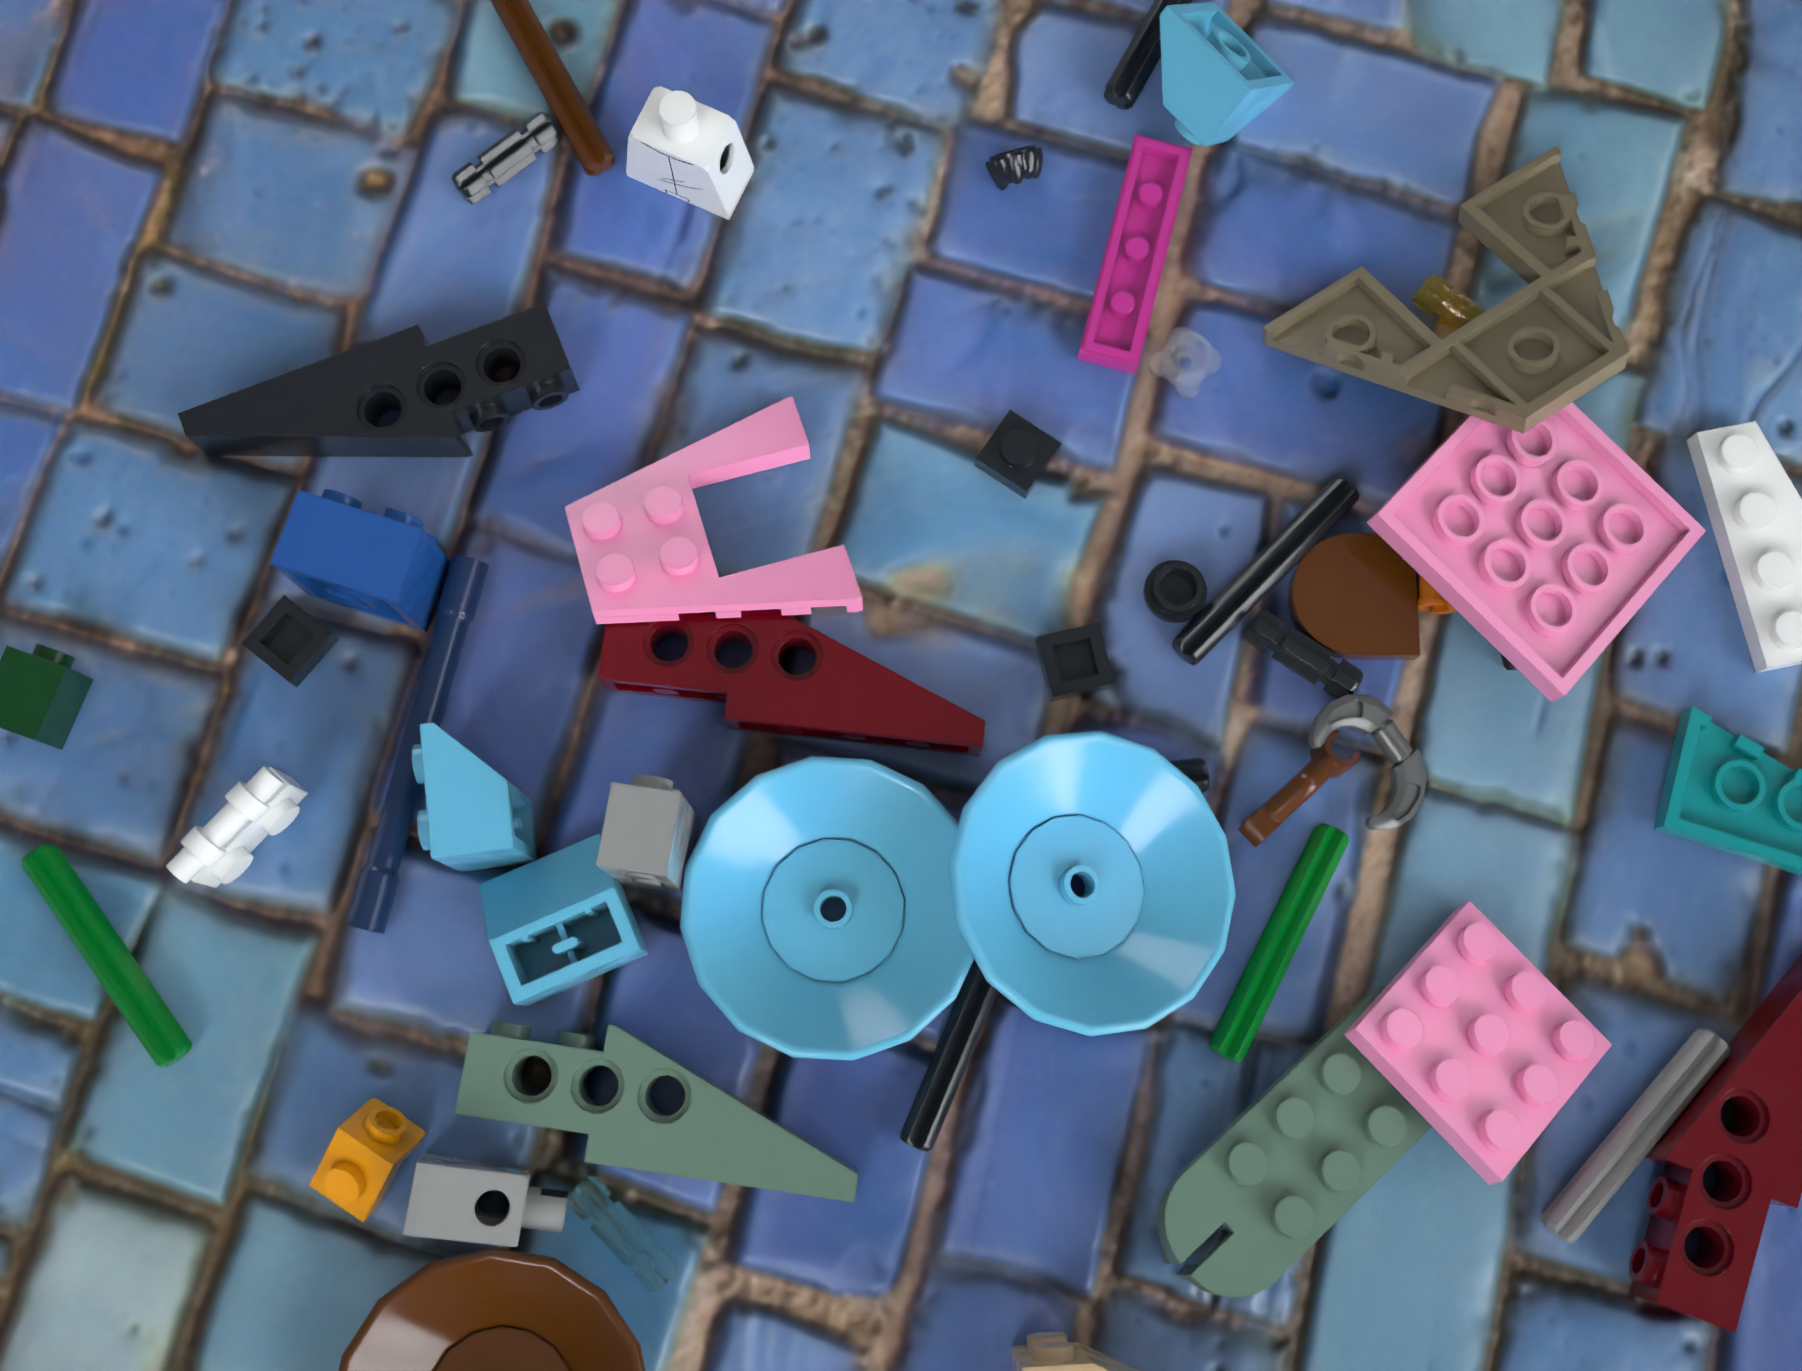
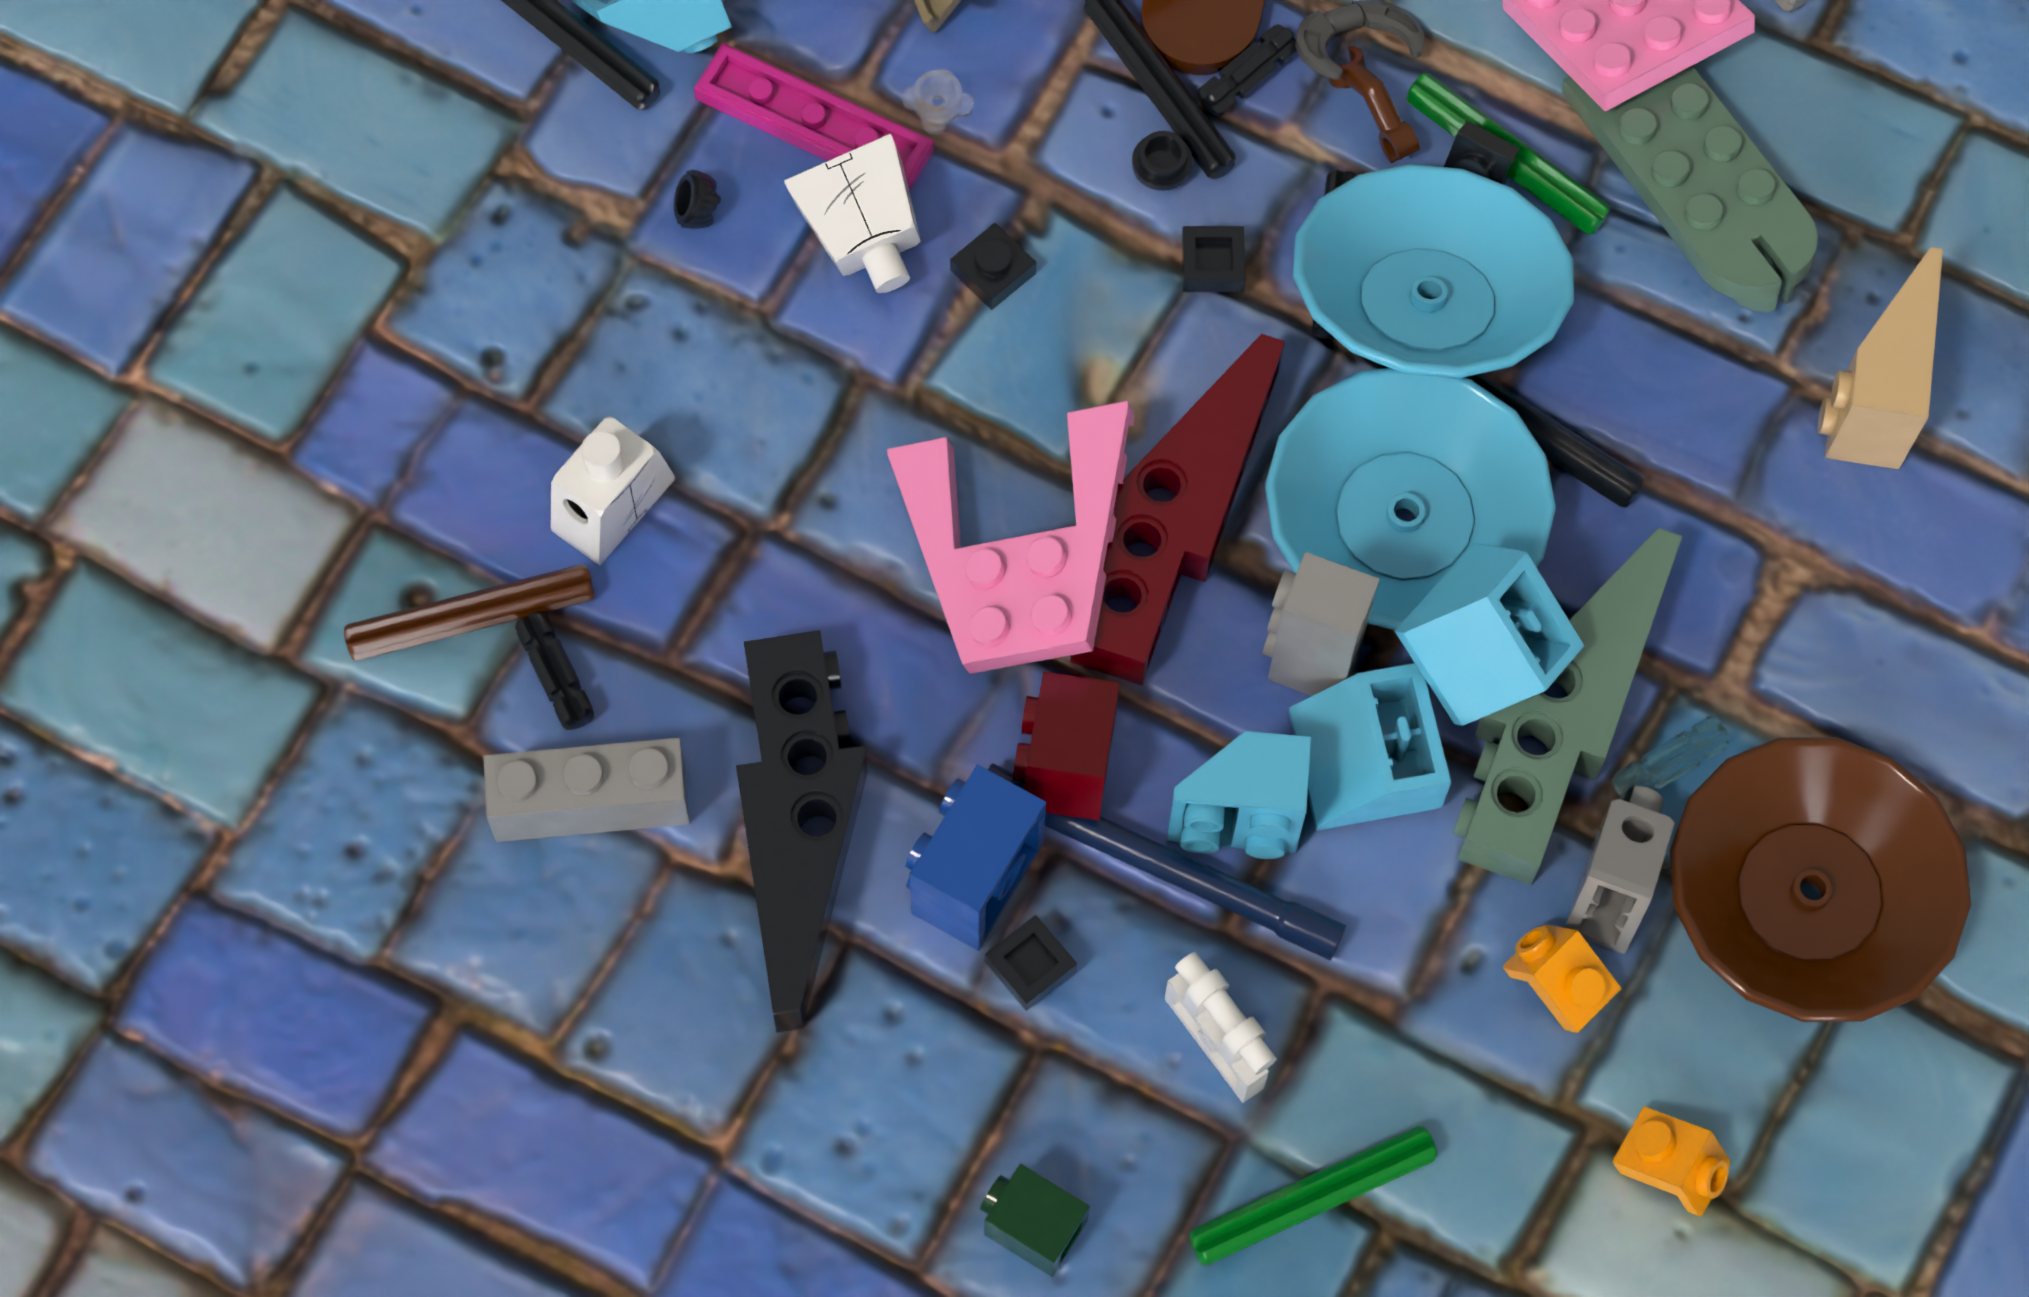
camera: 75 degrees left, 10 degrees down
(188, 1306) = (1674, 1159): none -> light orange bracket
(382, 207) = (586, 789): none -> light grey brick
(501, 624) = (1068, 743): none -> dark red brick
(670, 1010) = (1489, 634): none -> medium azure slope
(1032, 311) = (861, 211): none -> white torso
(1257, 911) = (1482, 153): none -> black plate

